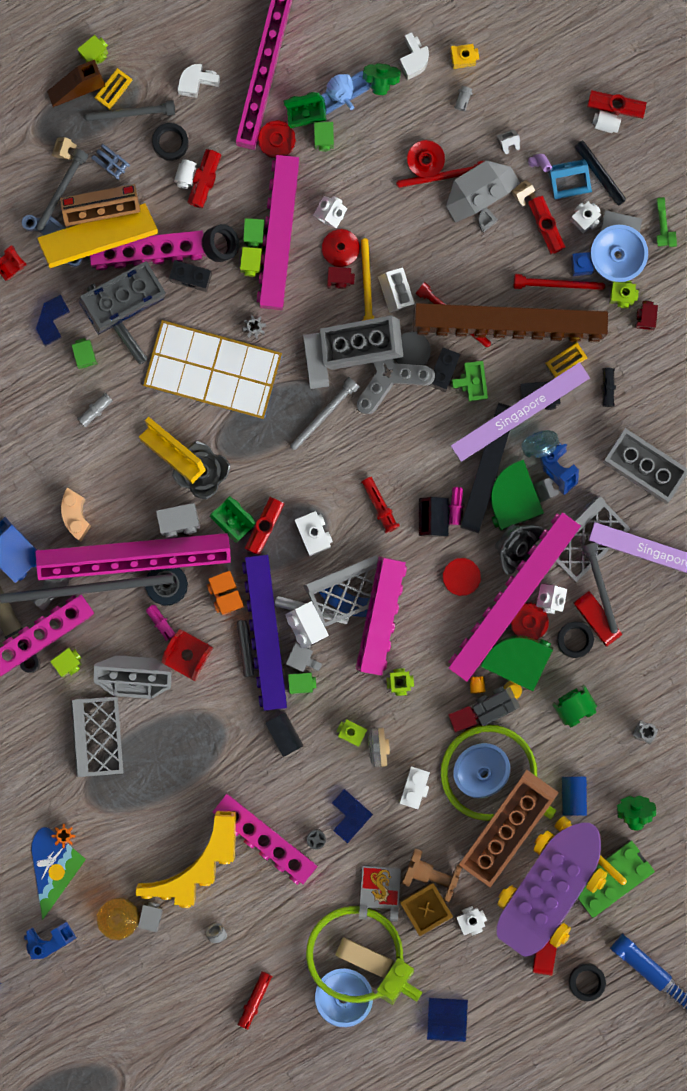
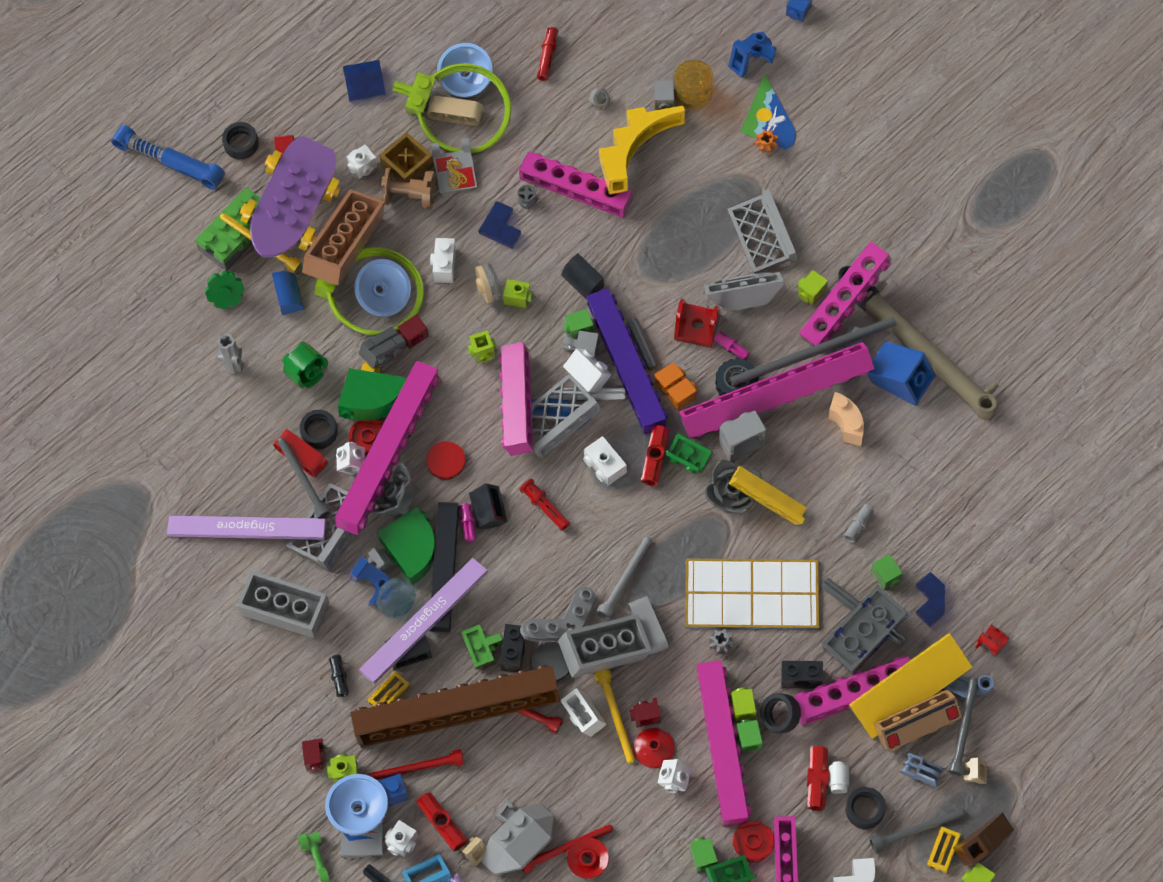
camera: 170 degrees right, 20 degrees down
(477, 685) = (405, 365): light orange hose -> none

